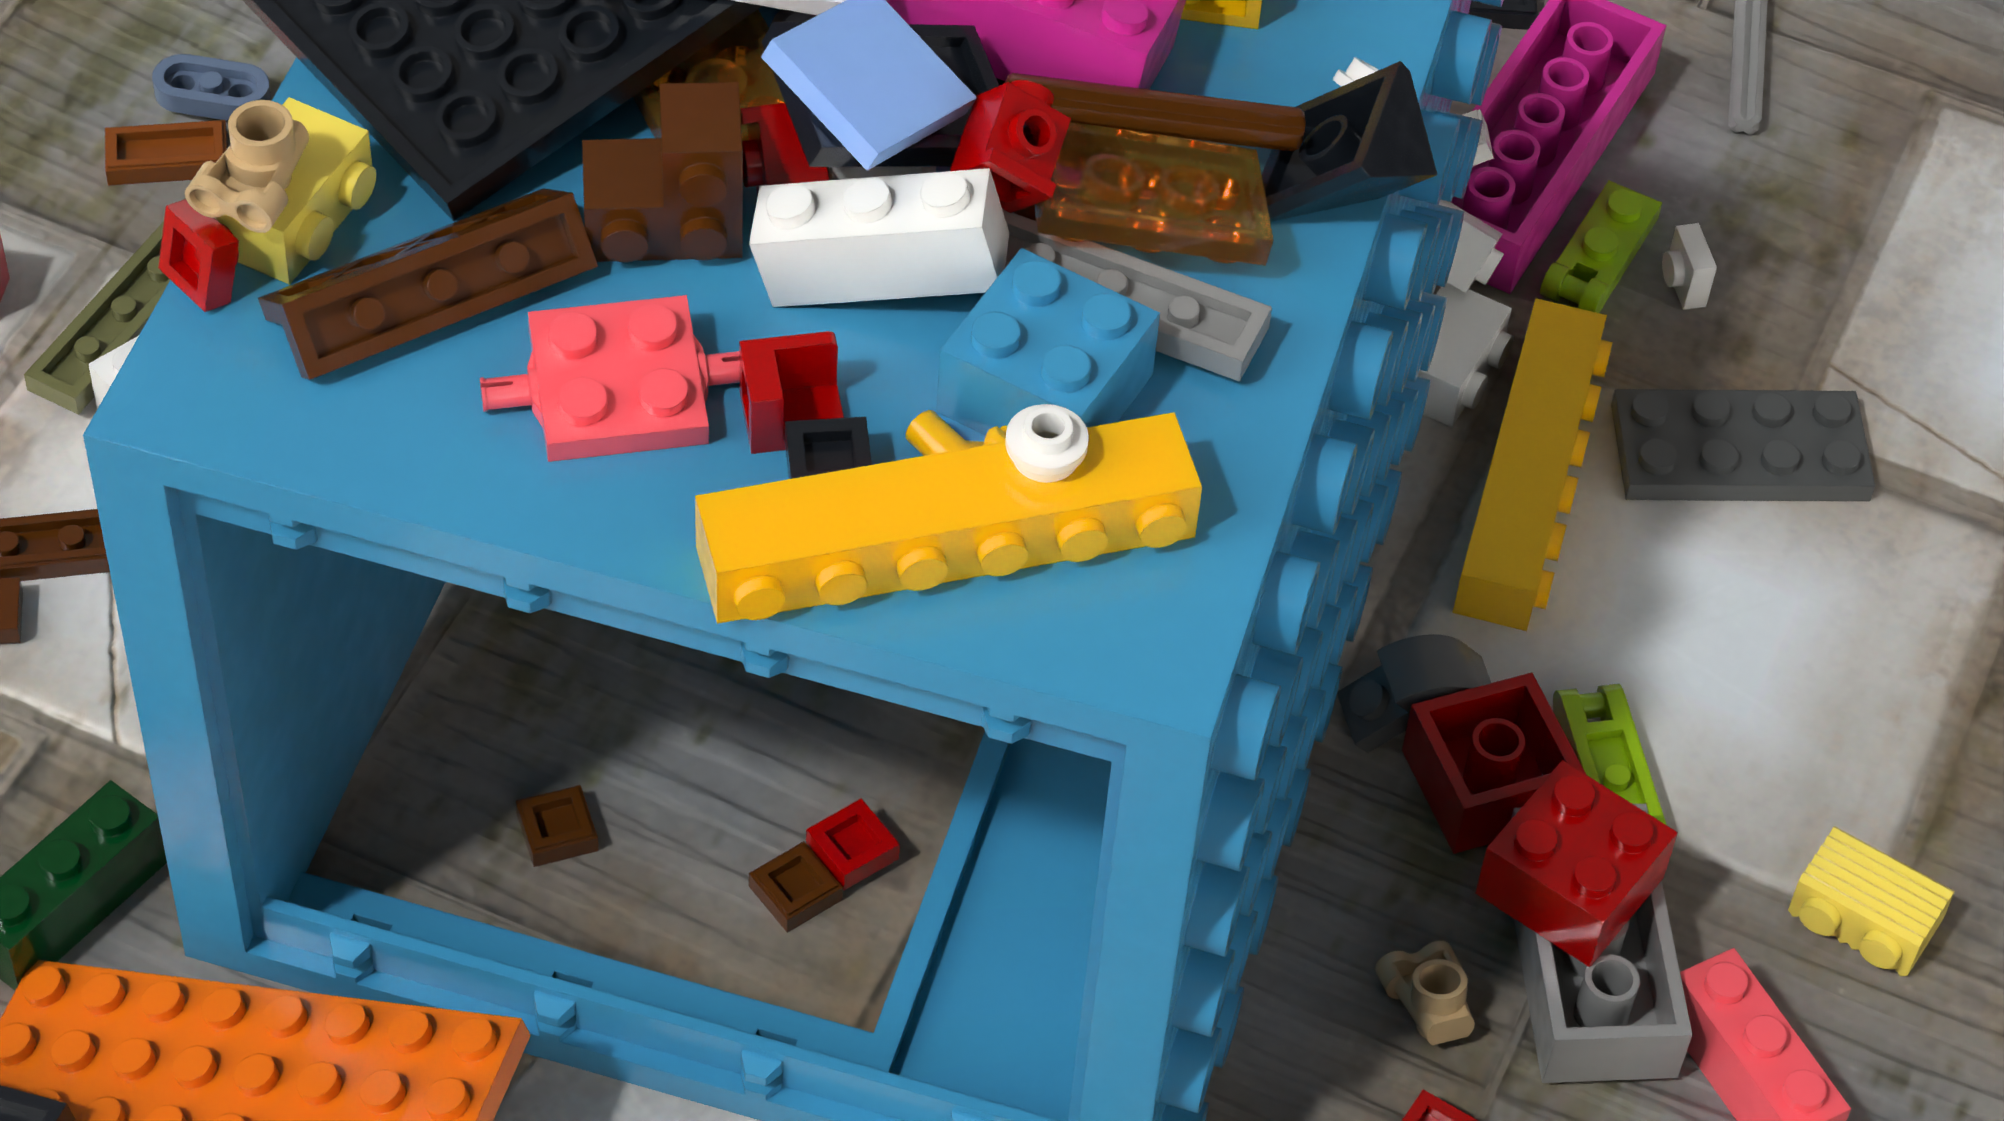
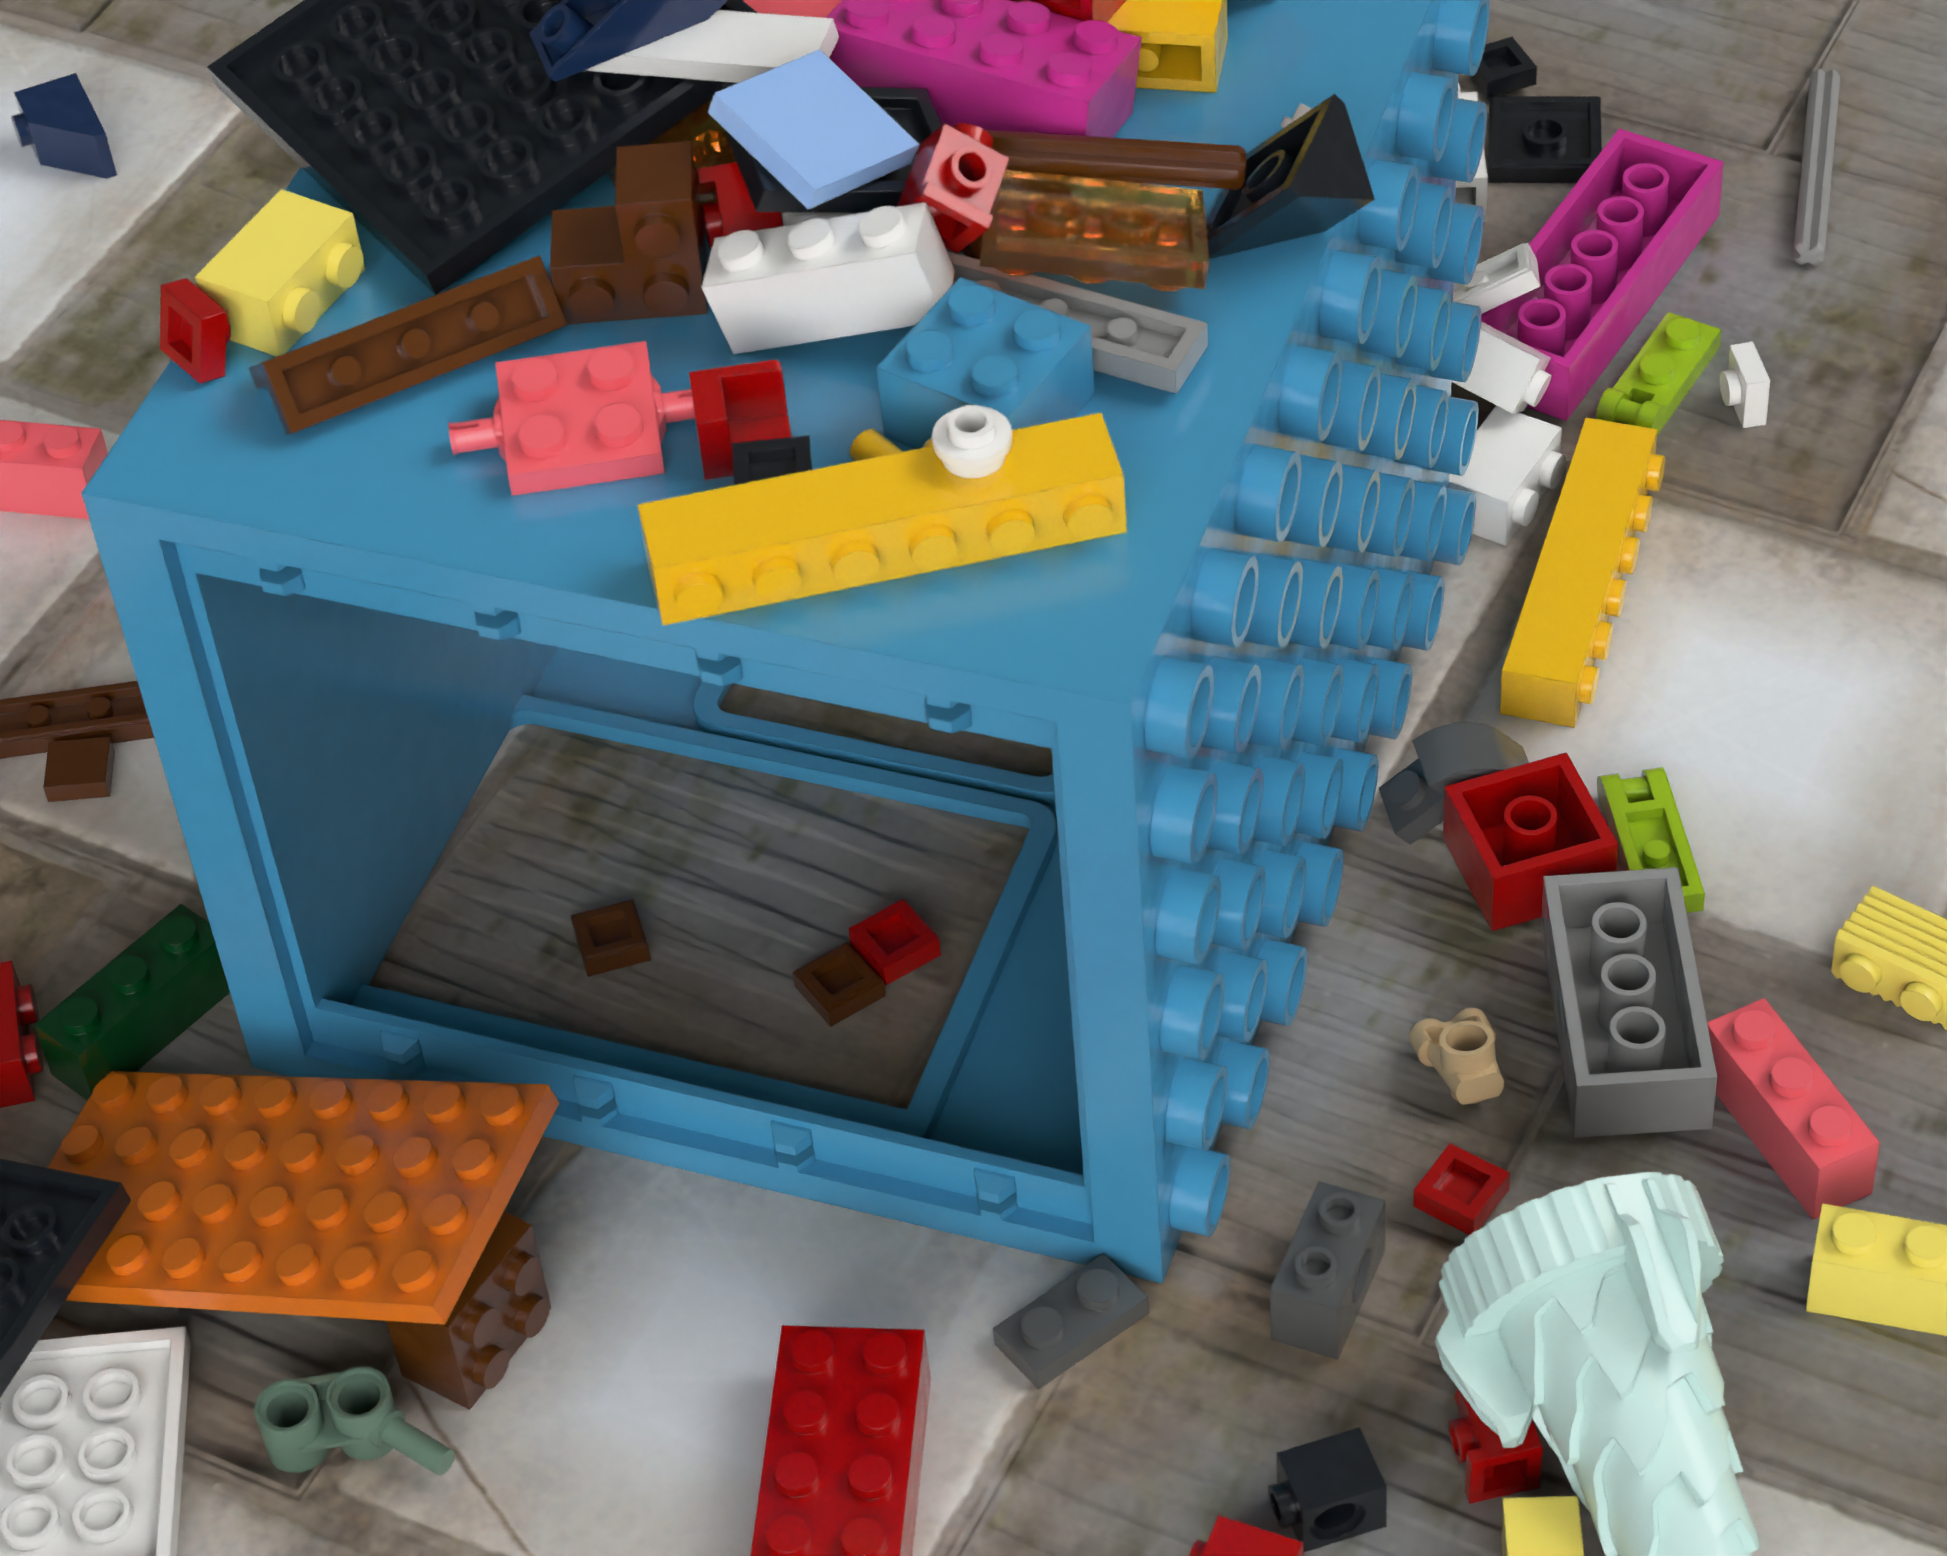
camera: 10 degrees right, 5 degrees down
(254, 169) = (241, 246): tan plate -> none
(1575, 863) = (1598, 918): red brick -> none
(1742, 445) = (1797, 547): dark grey plate -> none

